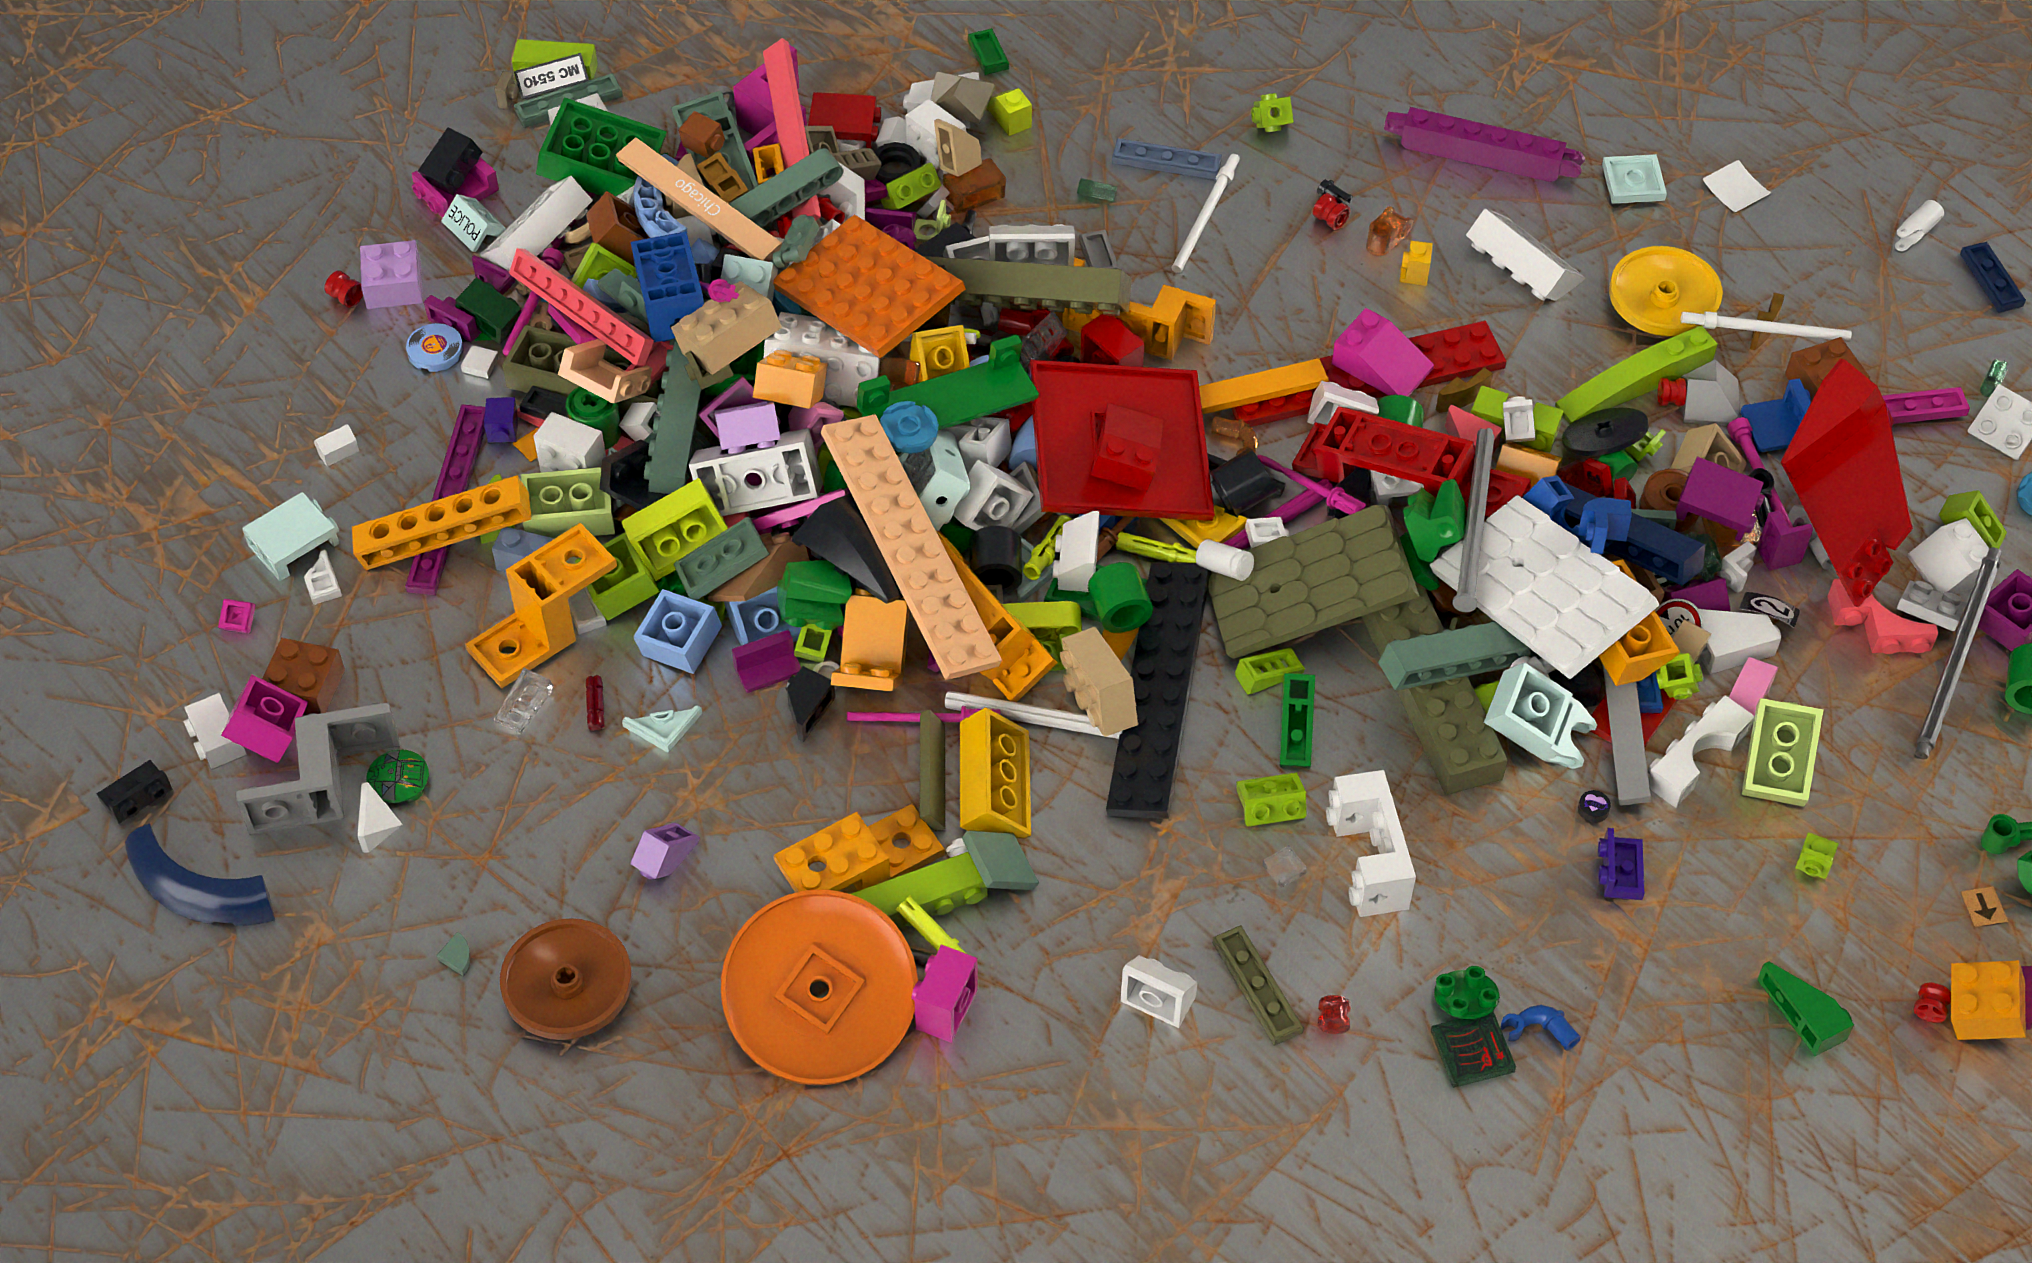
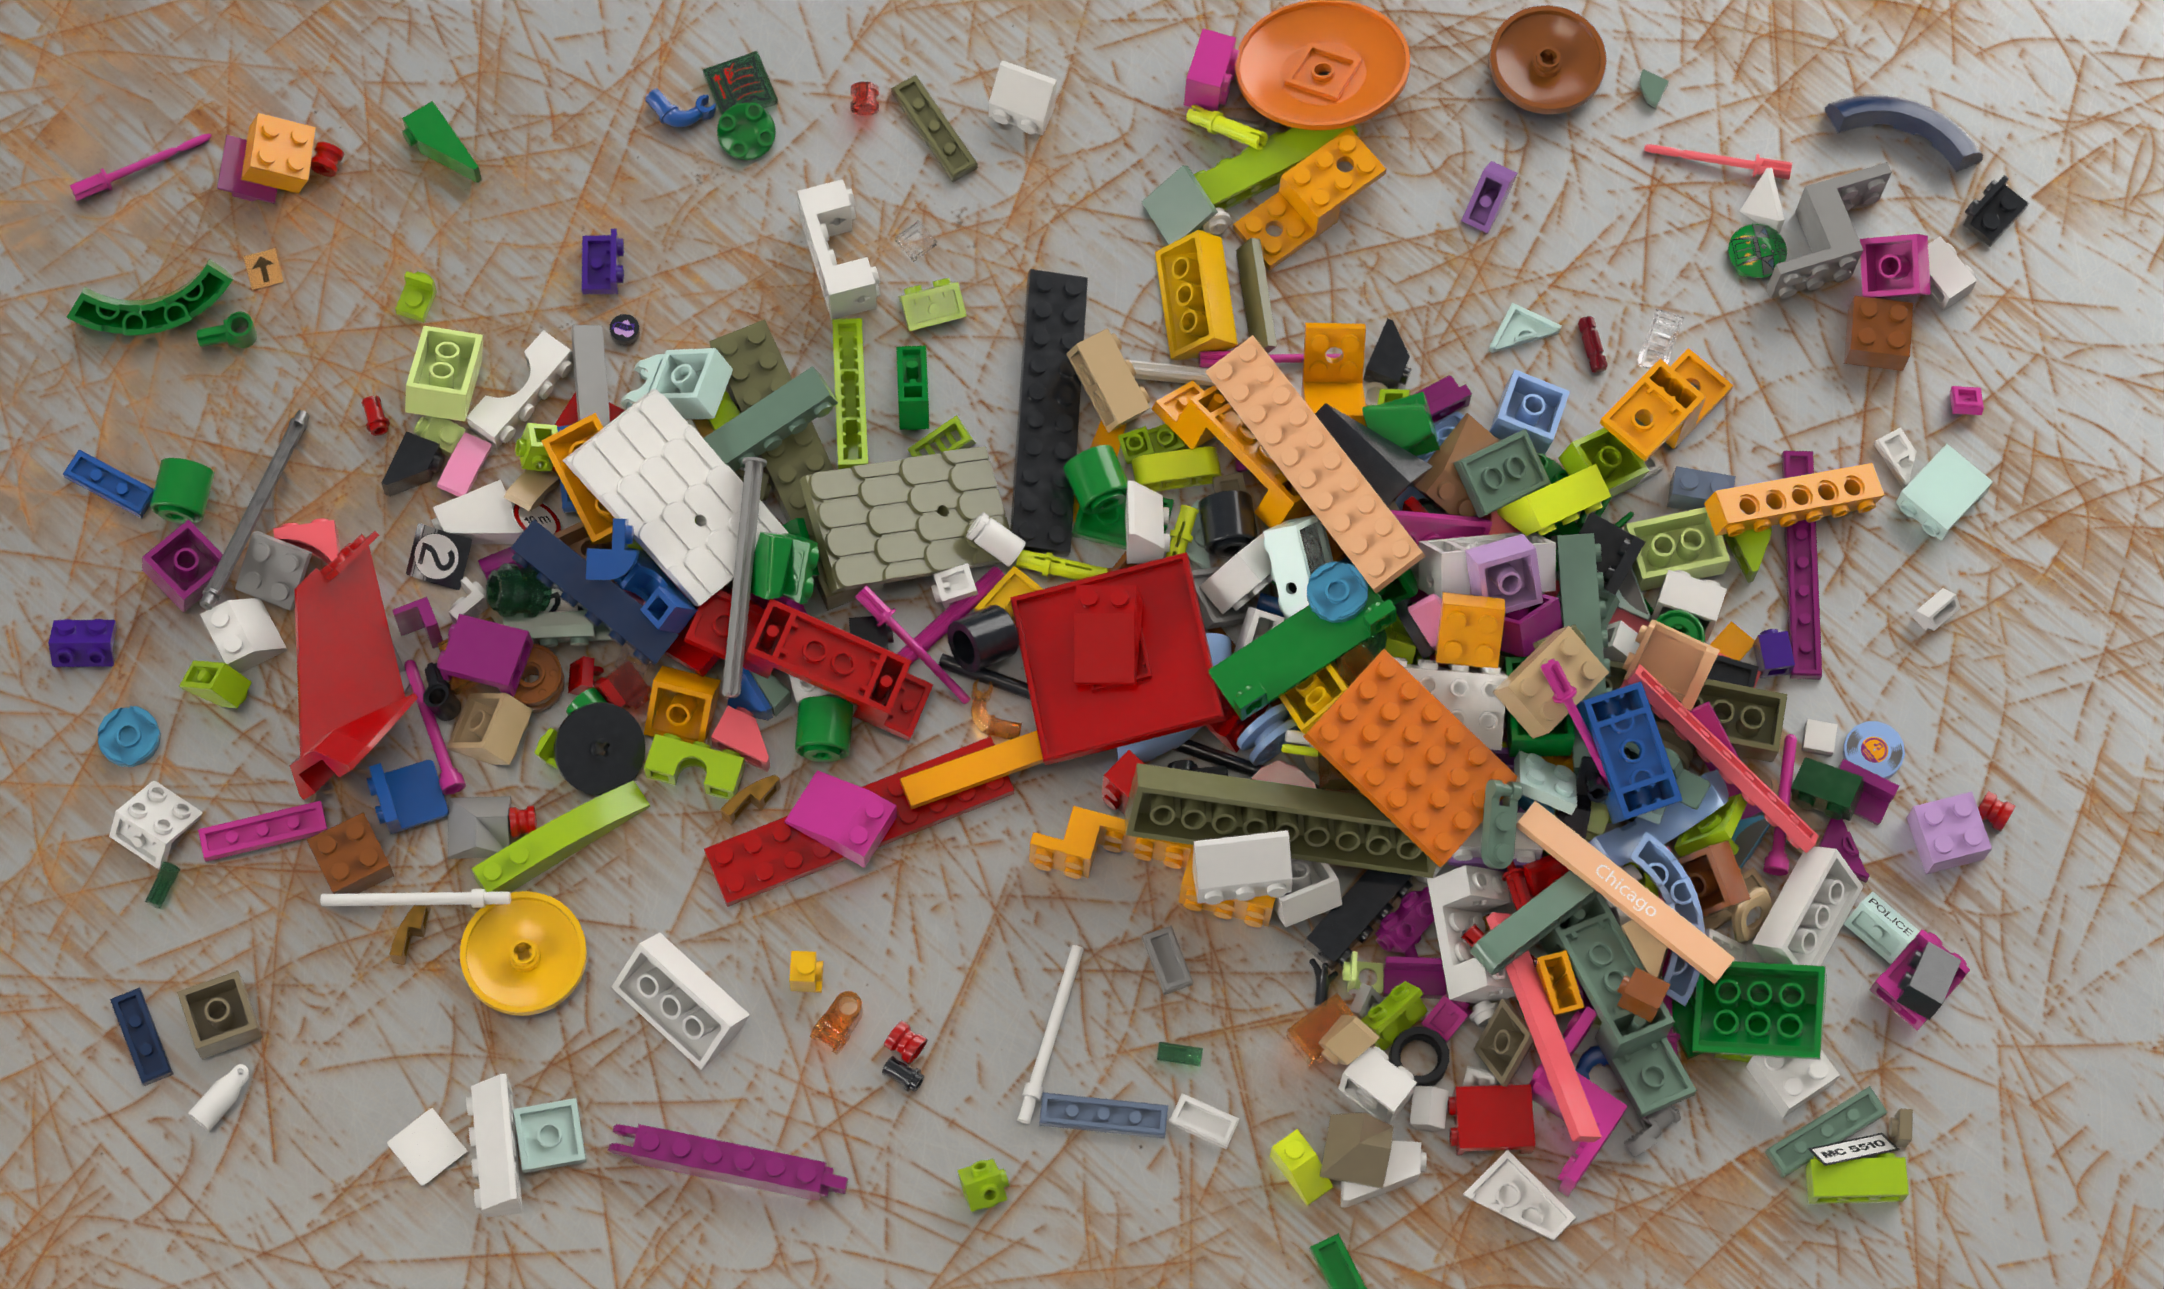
camera: 170 degrees right, 15 degrees up
(369, 856) = (1780, 169): none -> coral piece
(721, 178) = (1605, 946): pearl gold slope -> none
(830, 77) = (1521, 1197): none -> white wing
(860, 161) = (1449, 1041): dark tan slope -> none
(1083, 148) = (1204, 1121): none -> white tile
(1331, 395) = (881, 741): white slope -> none
(1361, 695) = (850, 392): none -> lime slope
(1518, 420) = (694, 733): white bracket -> none
(1679, 166) = (495, 1147): none -> white slope
(1805, 685) = (412, 464): none -> black slope
(1848, 746) = (377, 422): none -> red pin
(1928, 270) = (219, 1014): none -> dark tan brick

